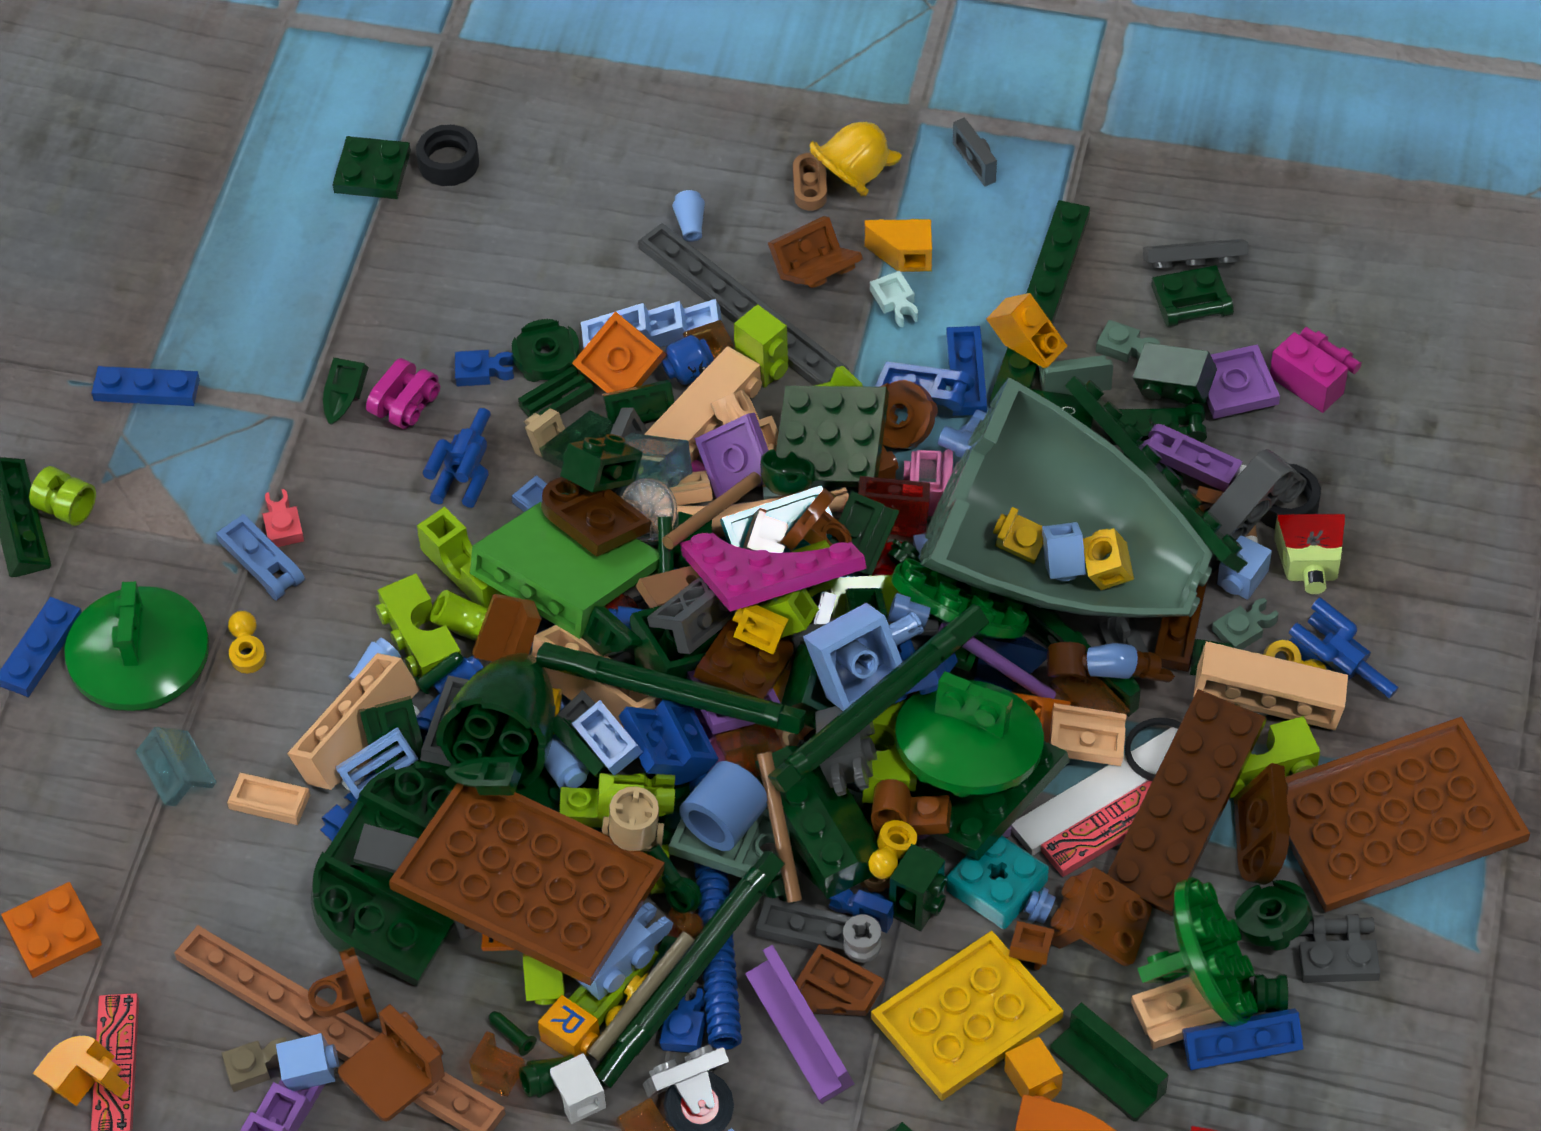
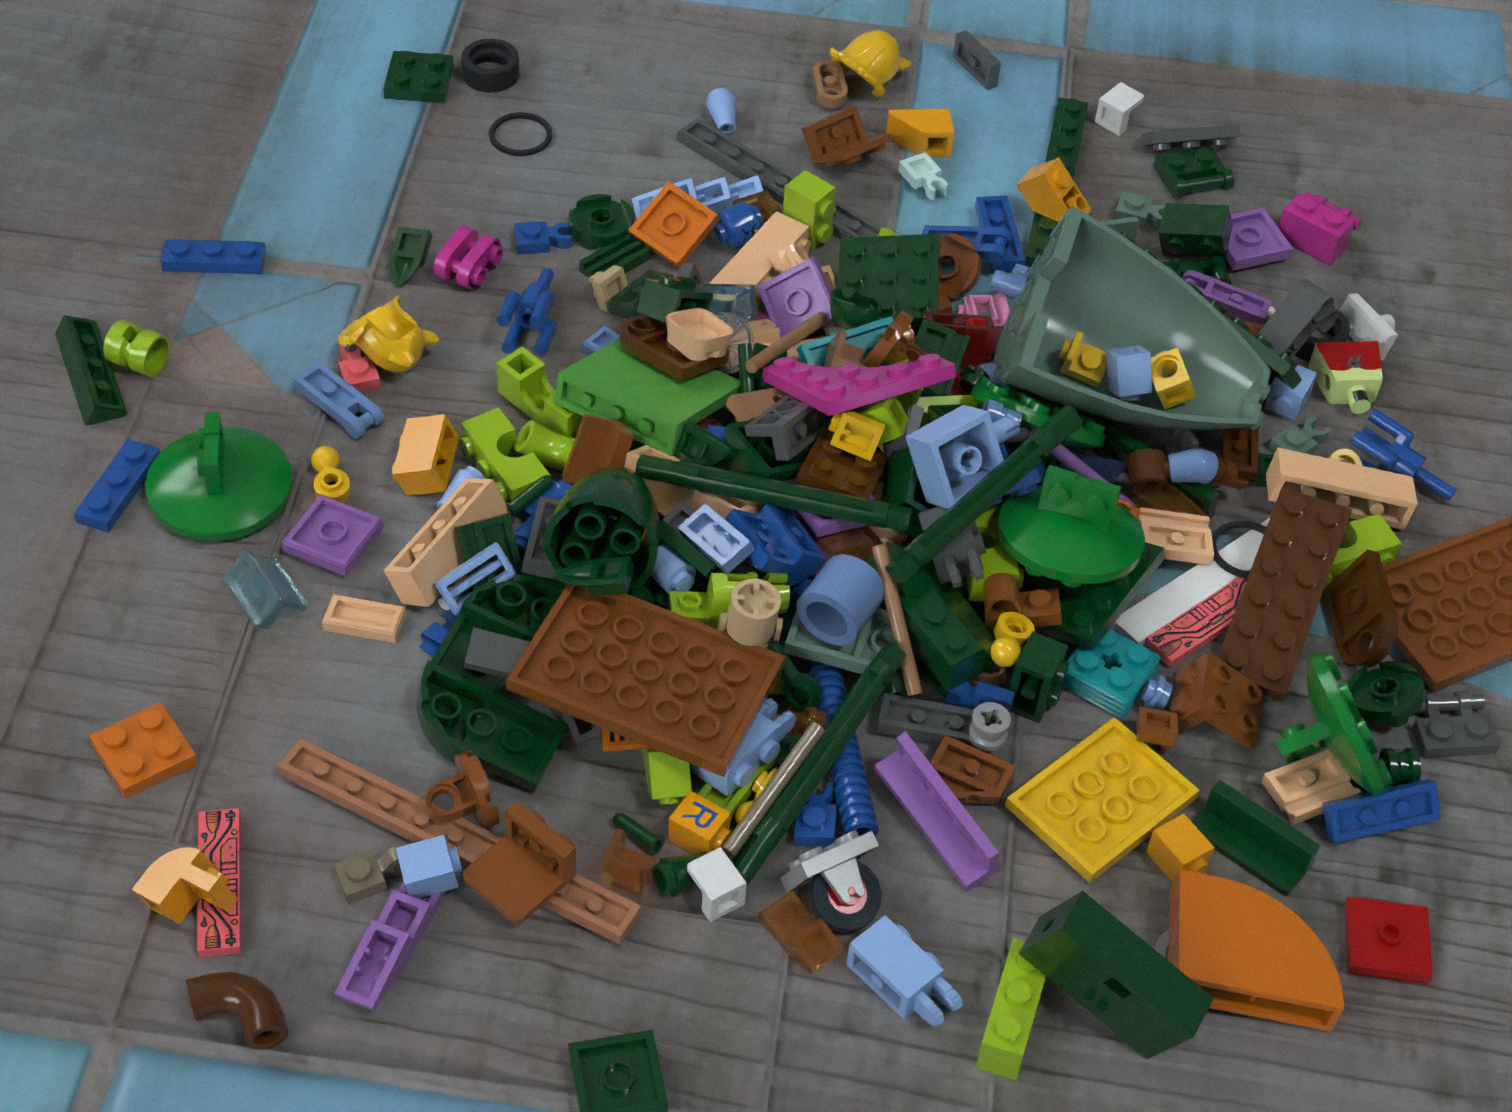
camera: 10 degrees left, 5 degrees down
(244, 708) = (332, 535): none -> medium lavender plate
(313, 488) = (389, 337): none -> yellow hair
(340, 624) = (425, 455): none -> light orange brick
(475, 262) = (520, 115): none -> black piece
(618, 503) = (698, 333): none -> light nougat piece
(648, 401) = (708, 259): dark green plate -> none
(1117, 214) = (1115, 108): none -> white panel
(1343, 493) = (1368, 324): none -> white tile

